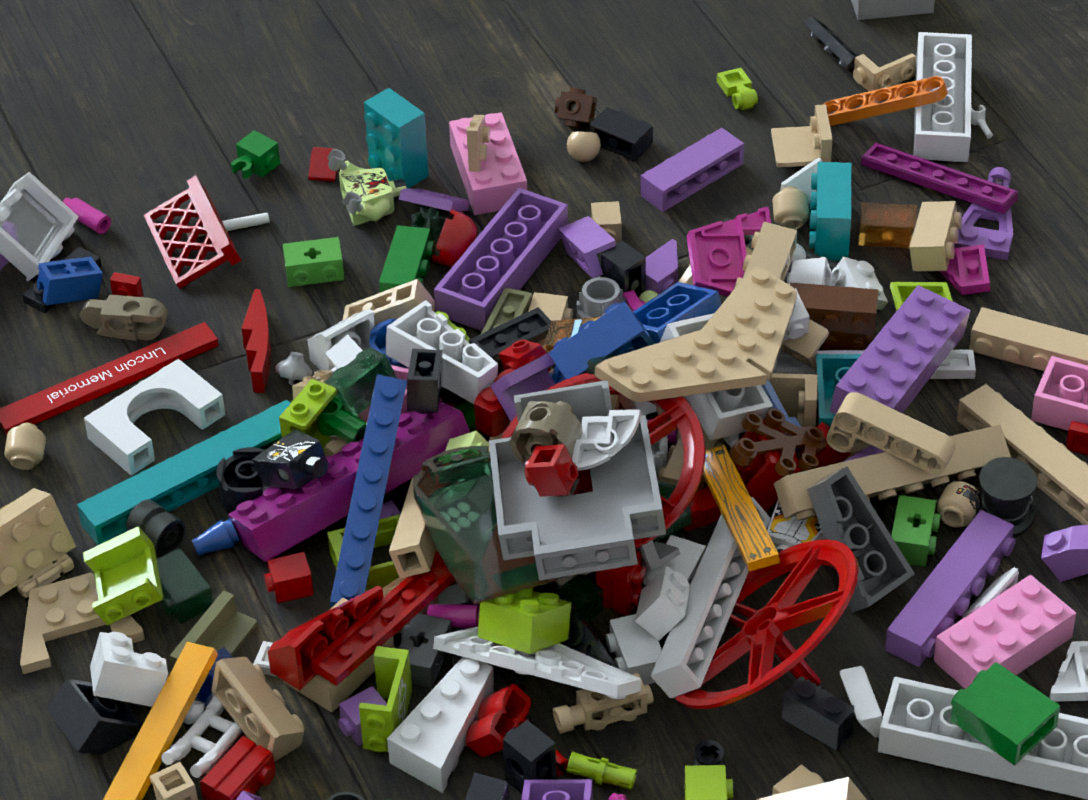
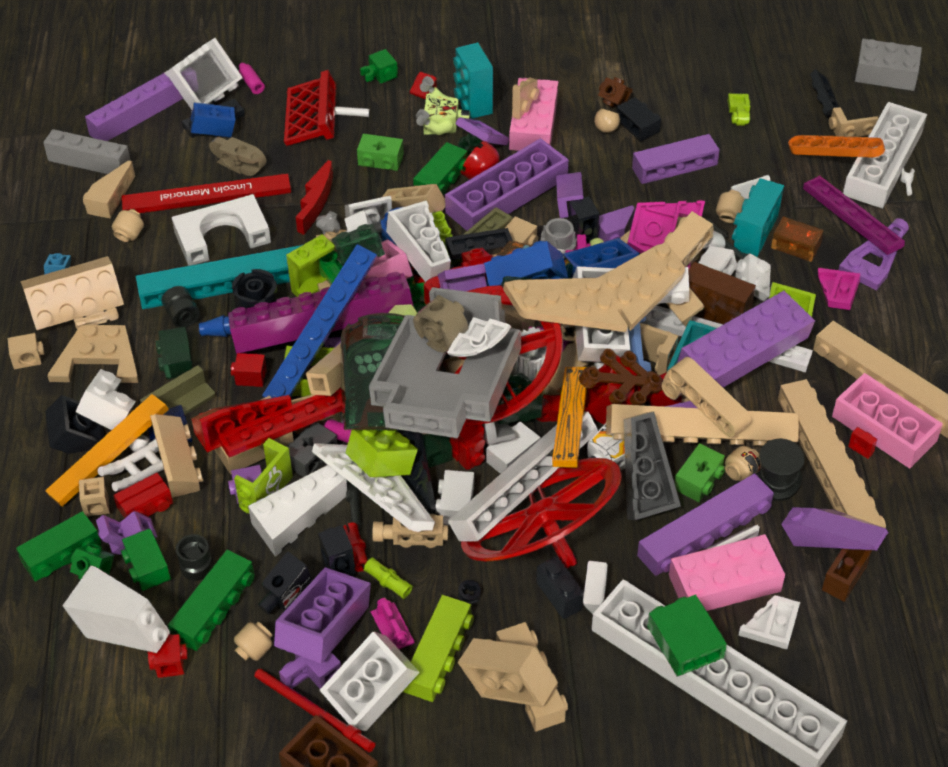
camera: 20 degrees right, 5 degrees up
(124, 575) = (140, 334): lime panel -> none
(126, 285) = (249, 134): red plate -> none
(291, 461) = (279, 288): black torso -> none
(424, 380) = (393, 258): black brick -> none
(497, 716) = (334, 514): red brick -> none
(551, 470) = (430, 350): red brick -> none
(608, 217) = (594, 180): tan brick -> none
(663, 602) = (485, 470): white brick -> none
(804, 144) = (765, 161): tan bracket -> none
(935, 236) = (825, 257): tan brick -> none

